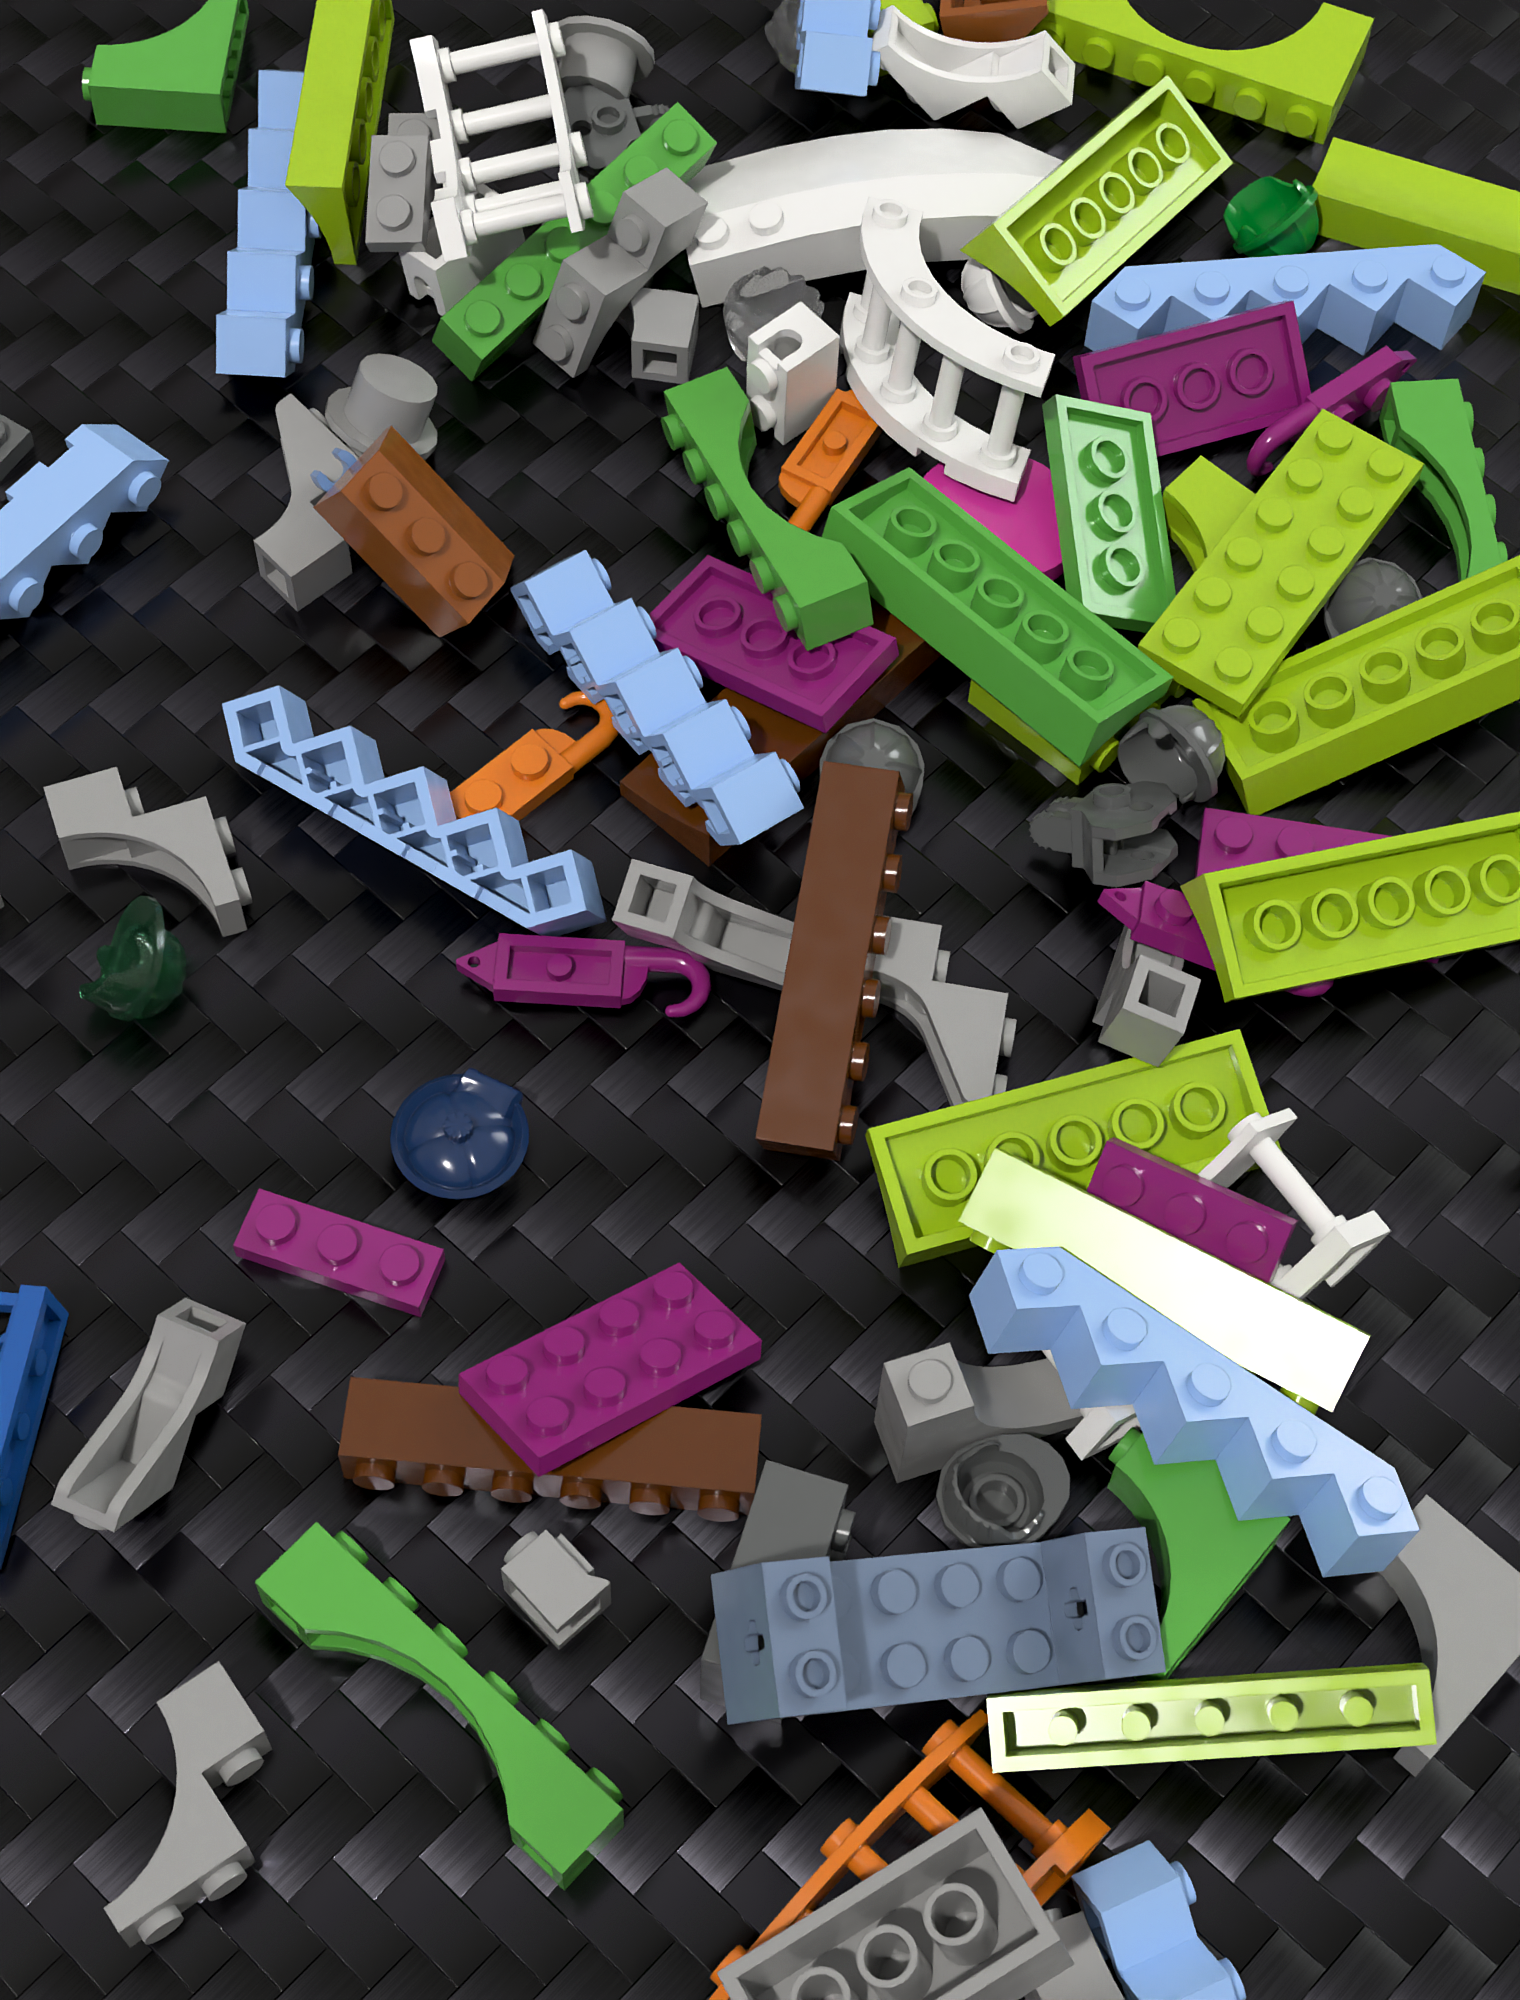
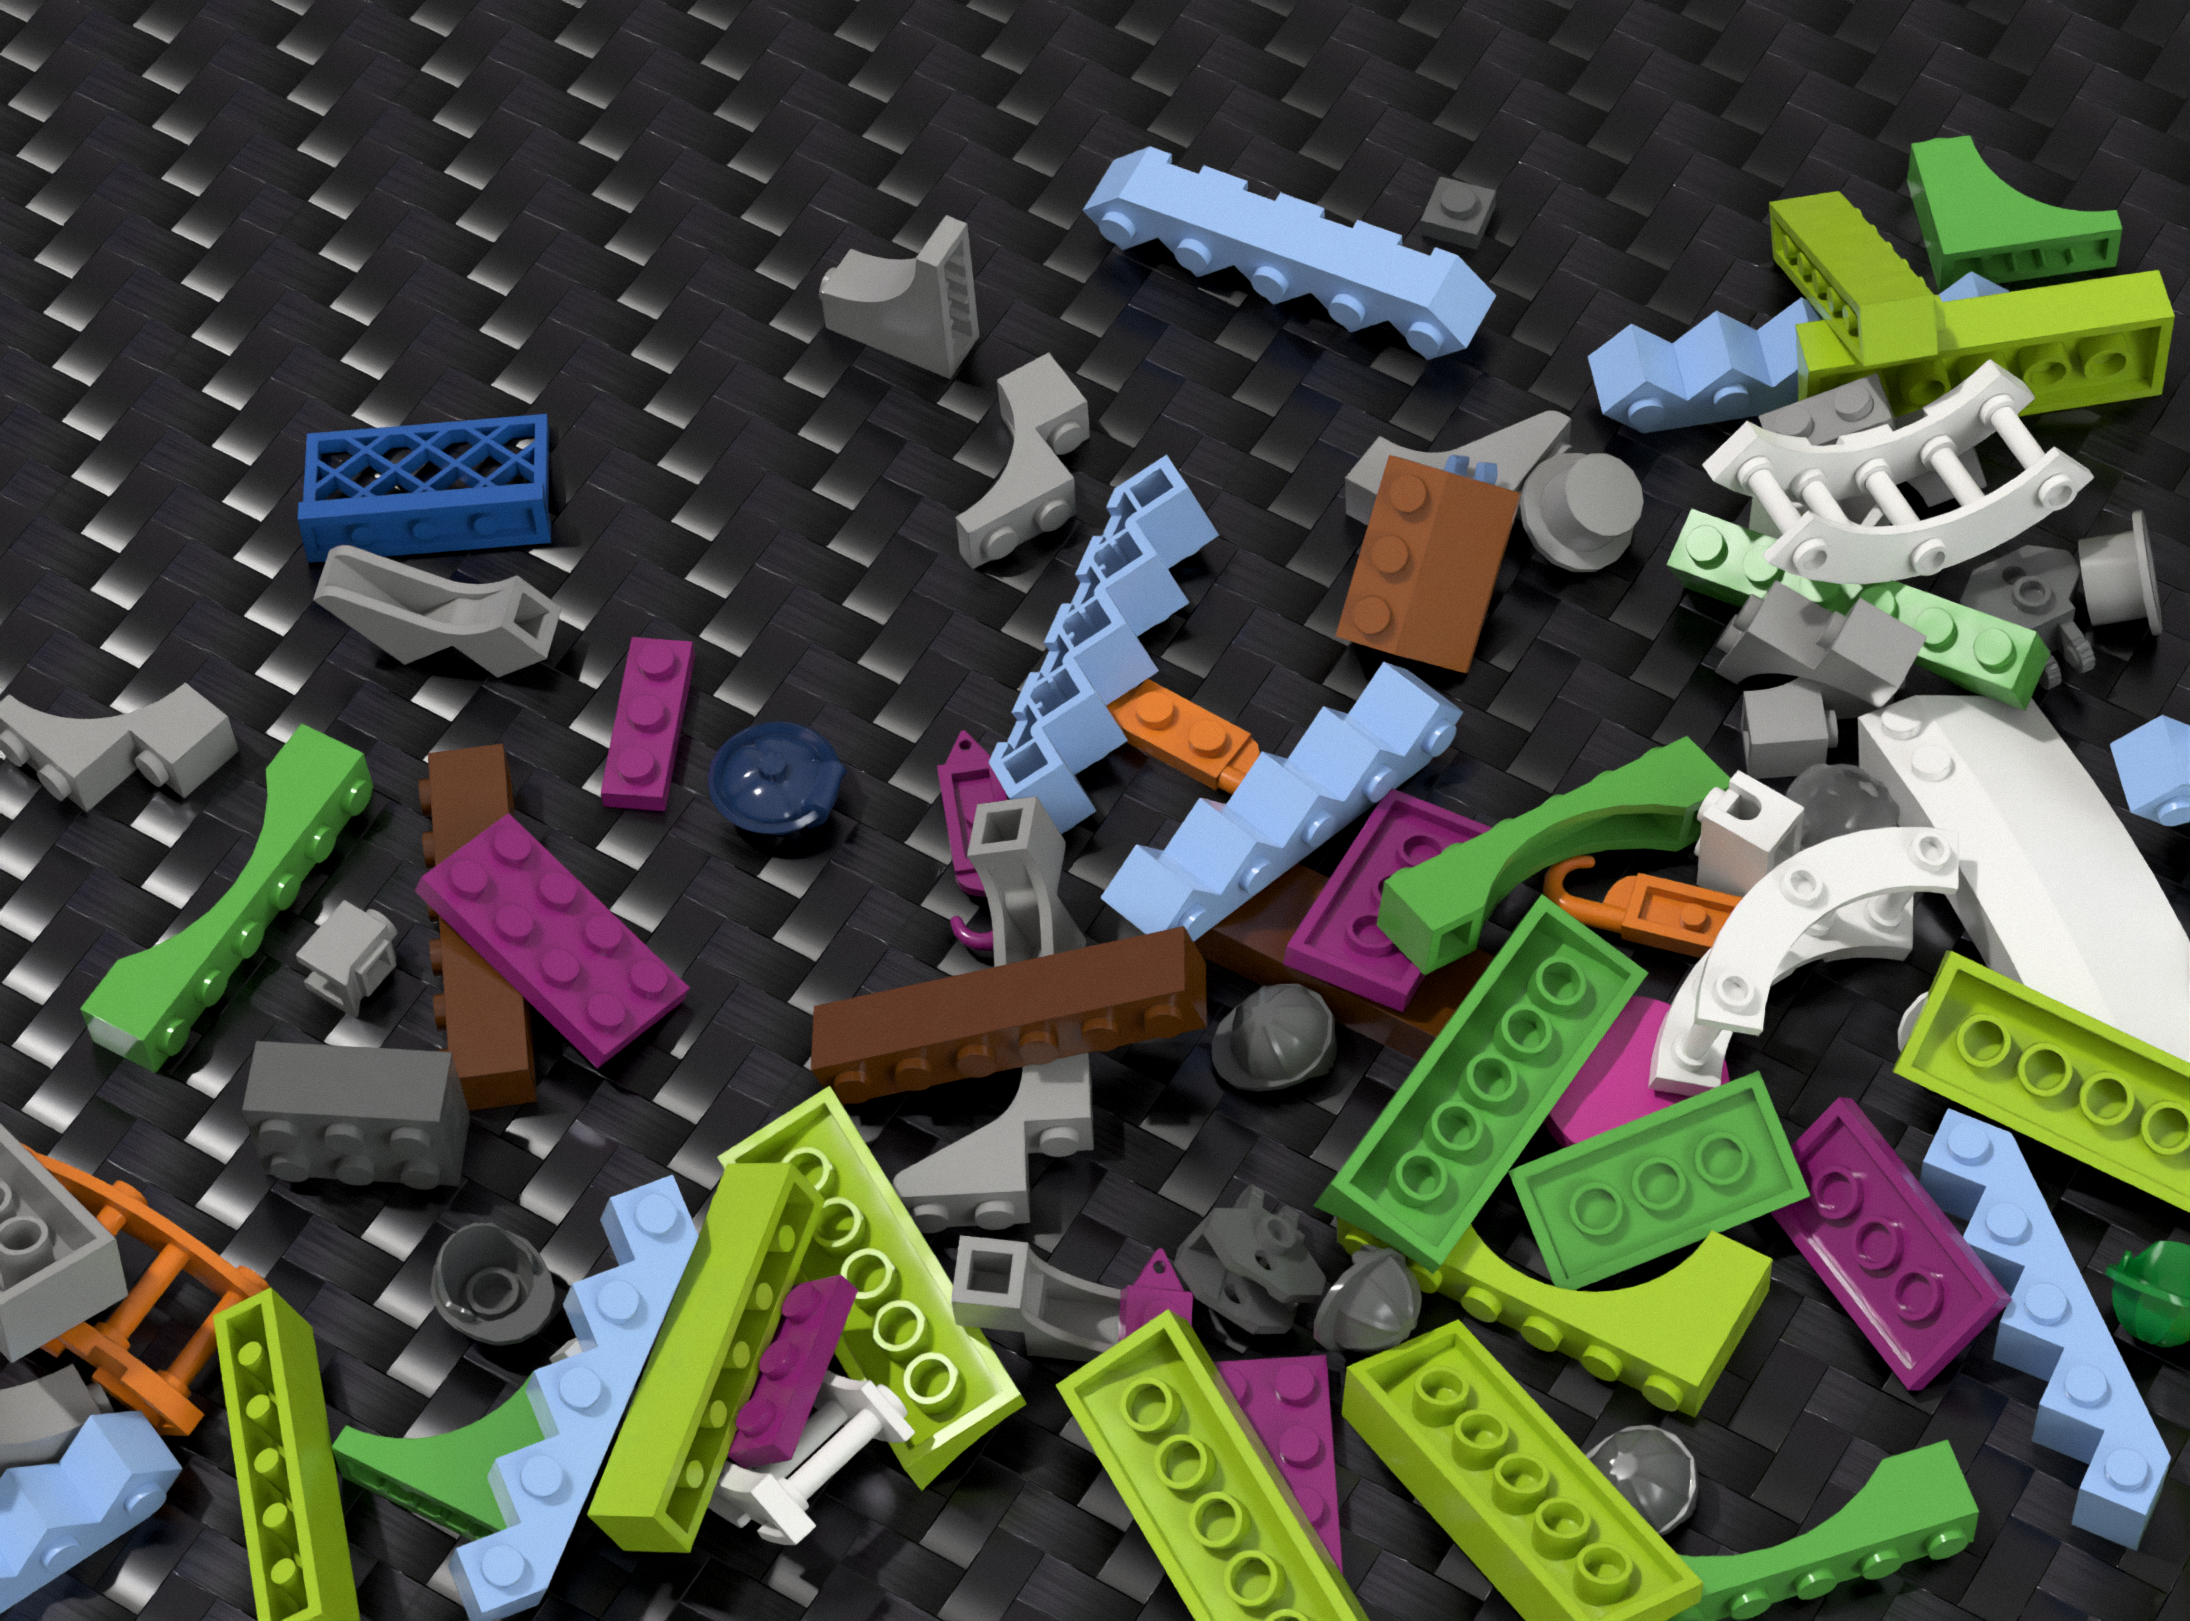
camera: 85 degrees right, 5 degrees down
(140, 968) = (883, 492): clear green piece -> none
(257, 128) = (1855, 279): none -> lime brick
(934, 1625) = (320, 1215): sand blue plate -> none
(939, 1405) = (554, 1204): light grey arch -> none
(1280, 562) = (1643, 1355): lime plate -> none
(1346, 396) = (1912, 1399): magenta plate -> none

